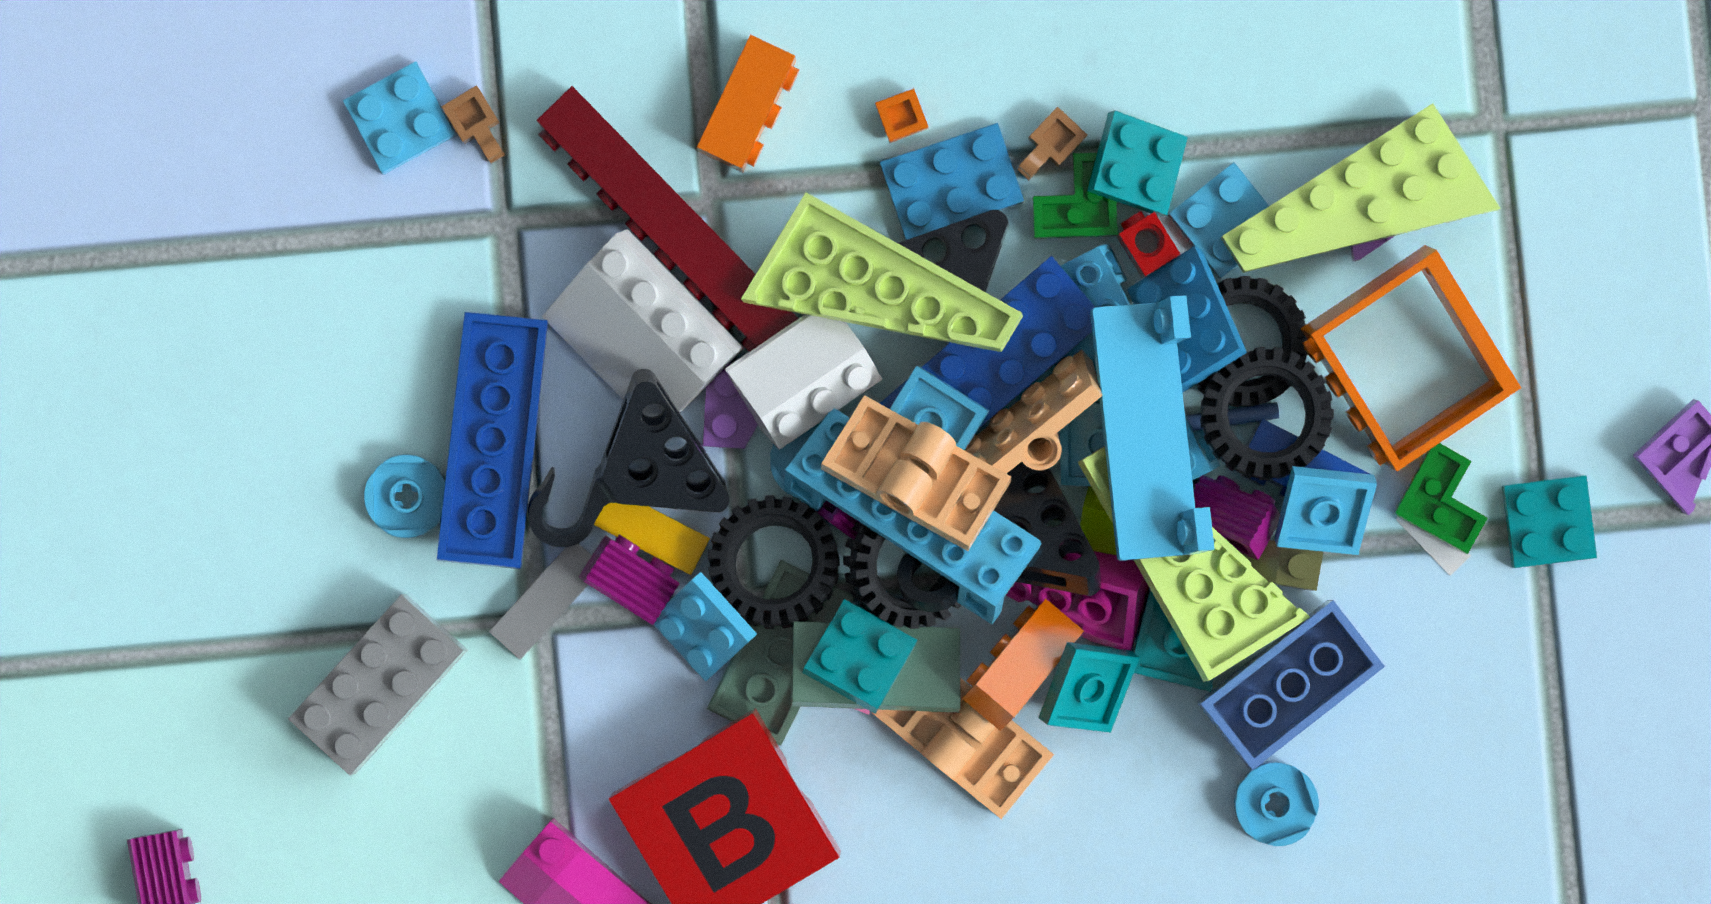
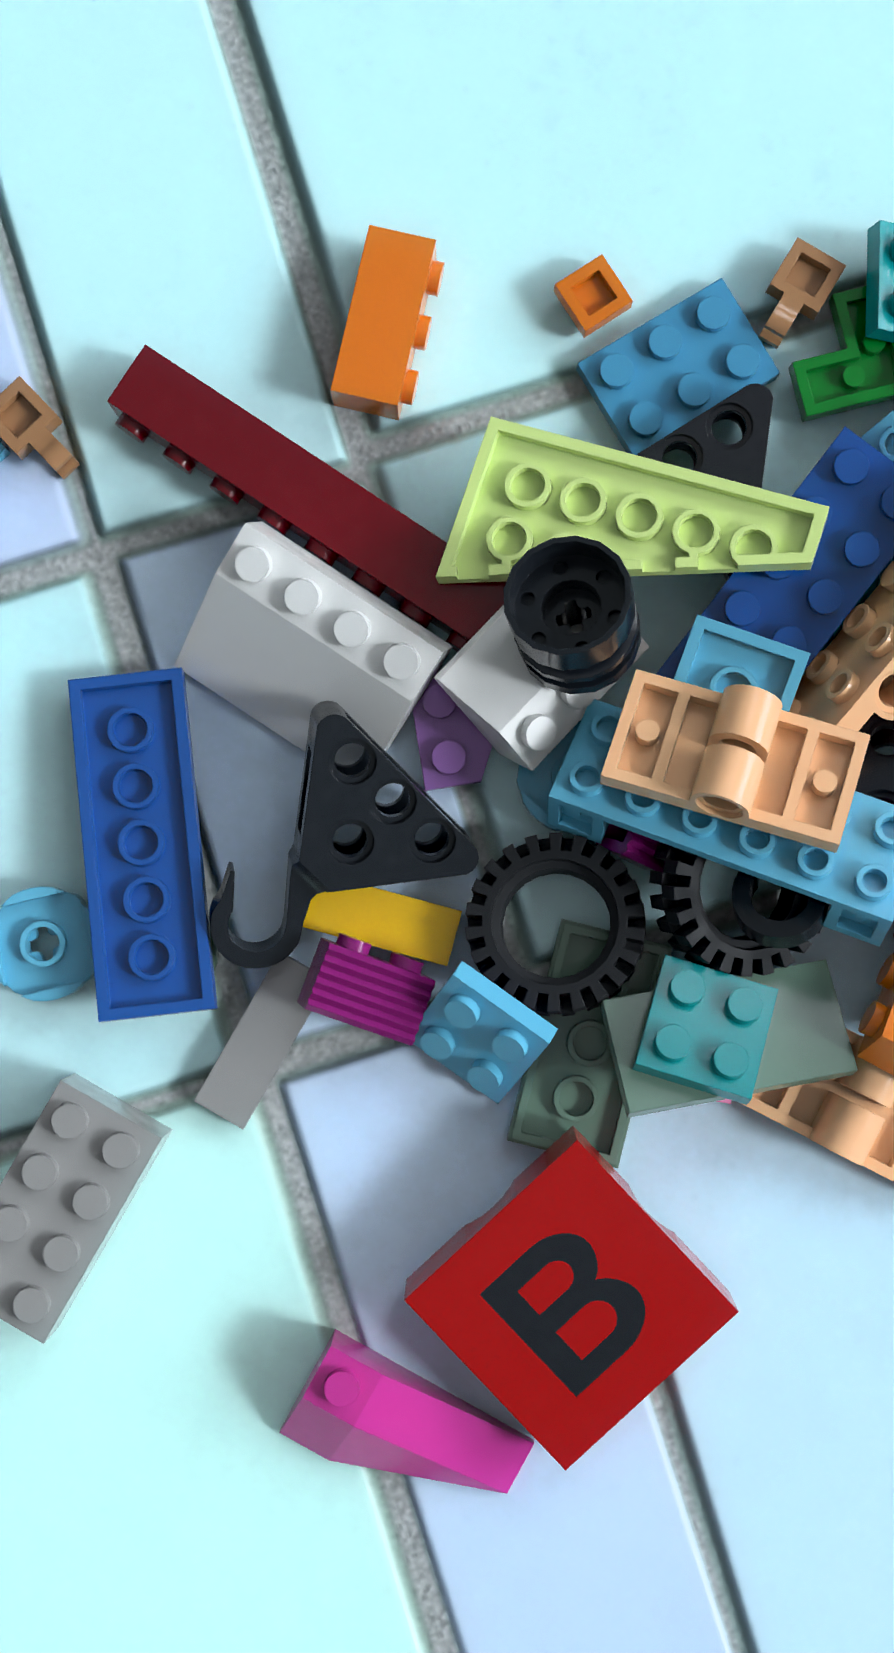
camera: 10 degrees left, 0 degrees up
(824, 328) = (568, 585): none -> black wheel

